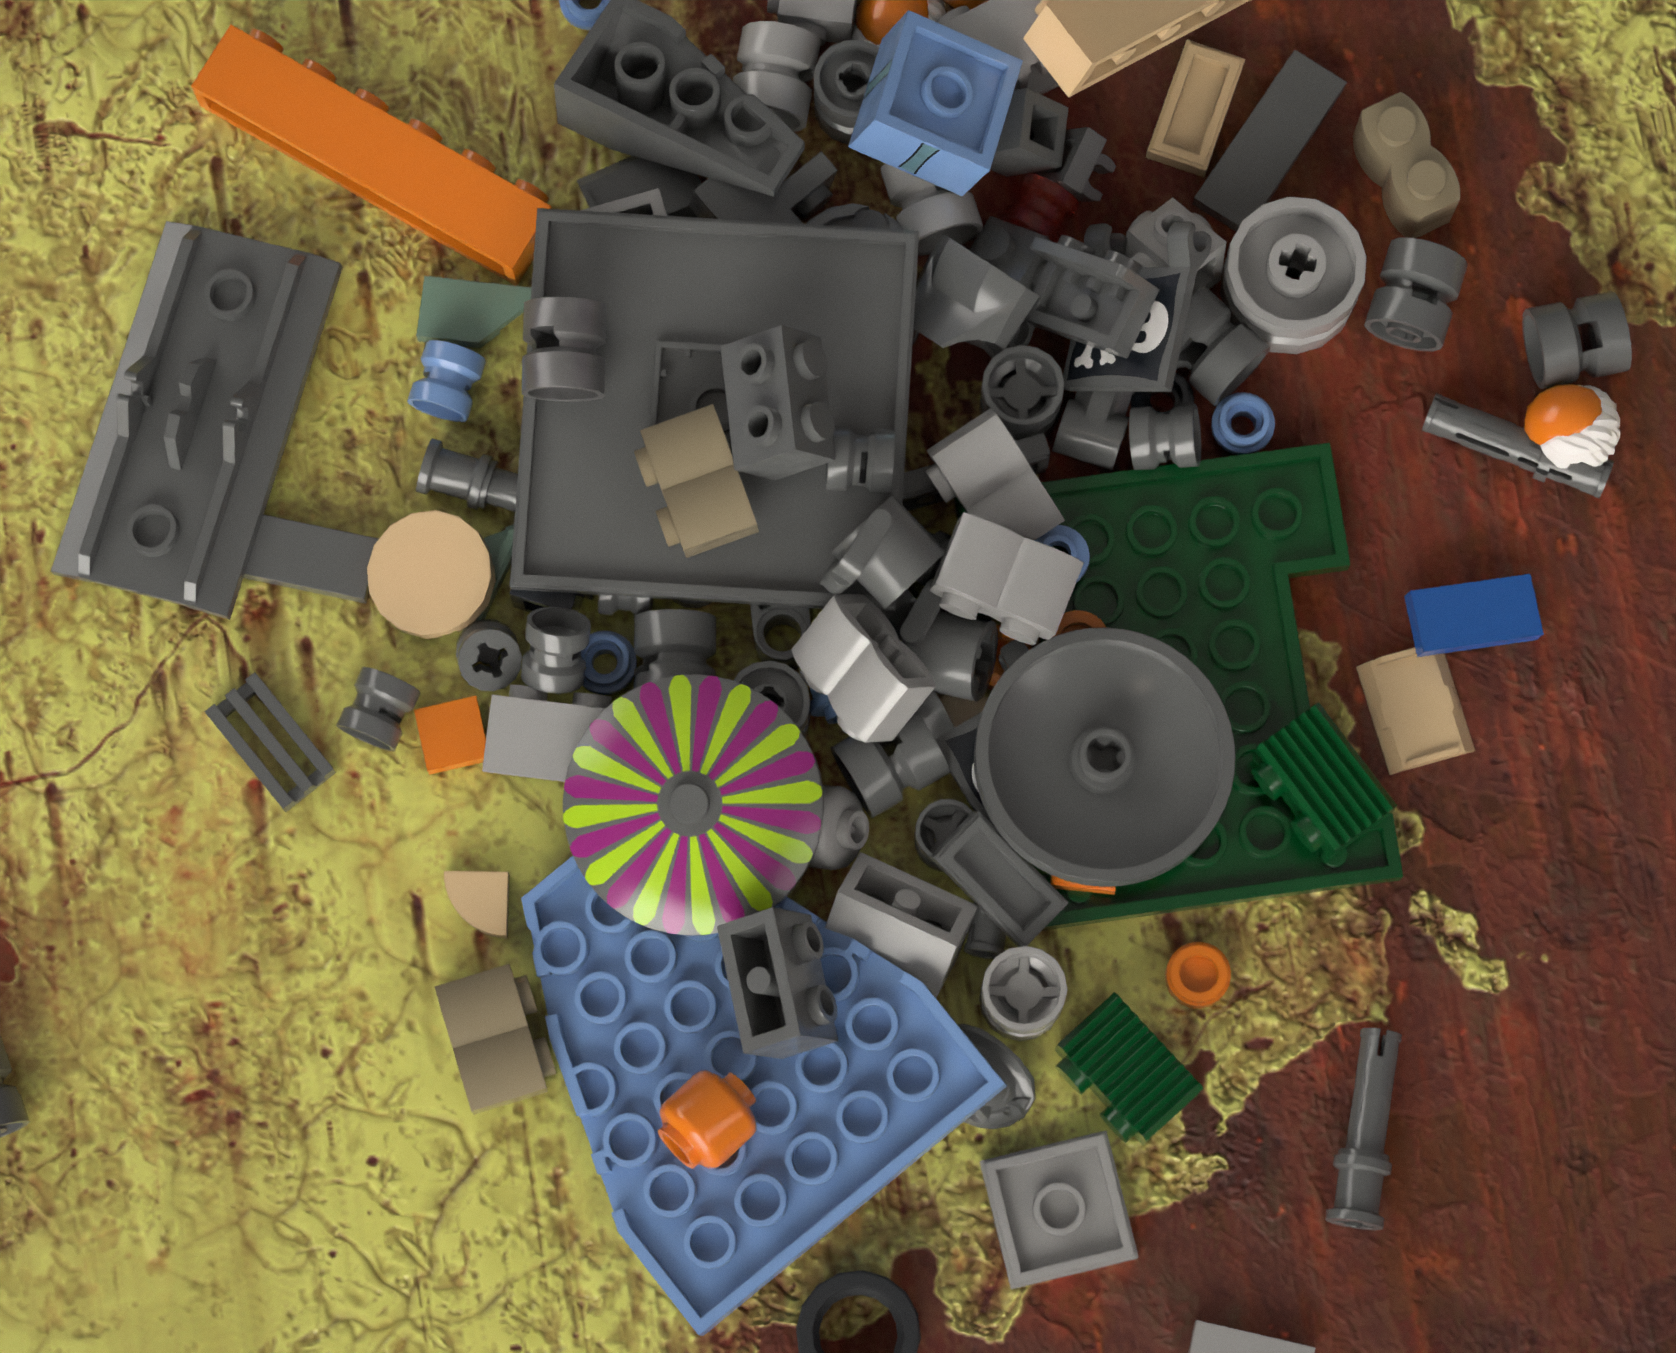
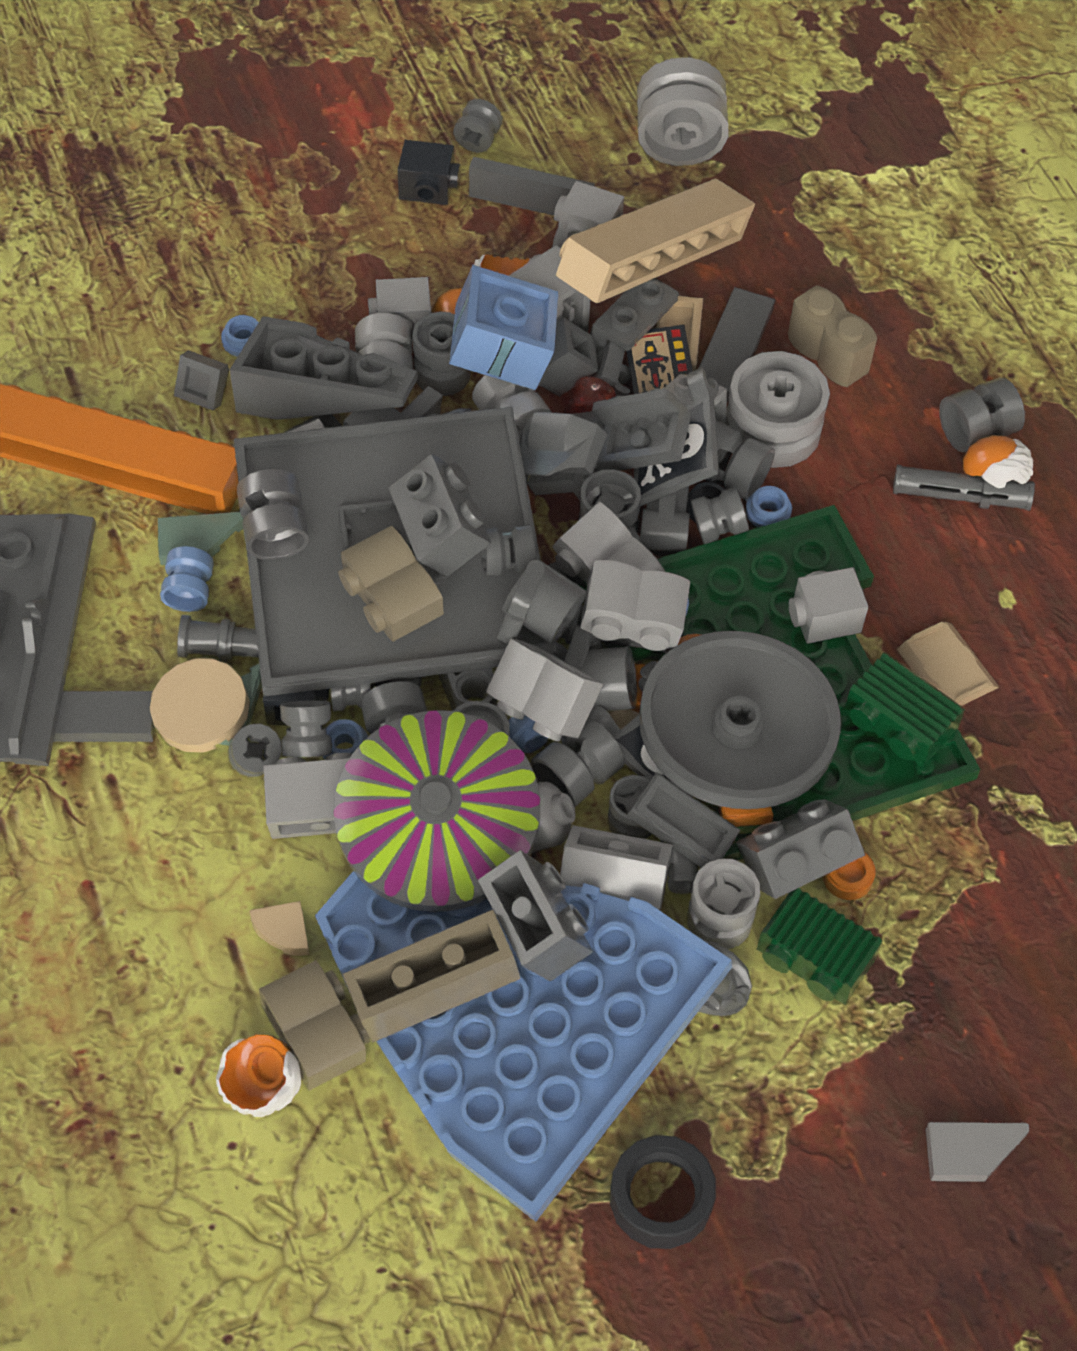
camera: 15 degrees left, 20 degrees down
(237, 701) = (65, 824): dark grey tile -> none
(378, 708) = (175, 805): dark grey wheel -> none
(415, 1091) = (258, 1075): none -> orange hair
(451, 734) = (236, 816): orange tile -> none
(519, 65) = (201, 380): none -> dark grey tile
(635, 1029) = (432, 976): none -> dark tan brick
(707, 1119) = (502, 1036): orange head -> none
(1058, 1210) = (794, 1065): light grey tile -> none
(1133, 92) = (633, 314): none -> dark grey bracket
(1136, 944) = (801, 847): none -> dark grey brick
(1152, 160) = (659, 358): none -> piece
(1268, 606) = (828, 605): none -> light grey brick
(1363, 1160) = (1017, 975): dark grey pin -> none
(1418, 285) = (863, 406): dark grey wheel -> none
(1473, 615) = (970, 595): blue tile -> none

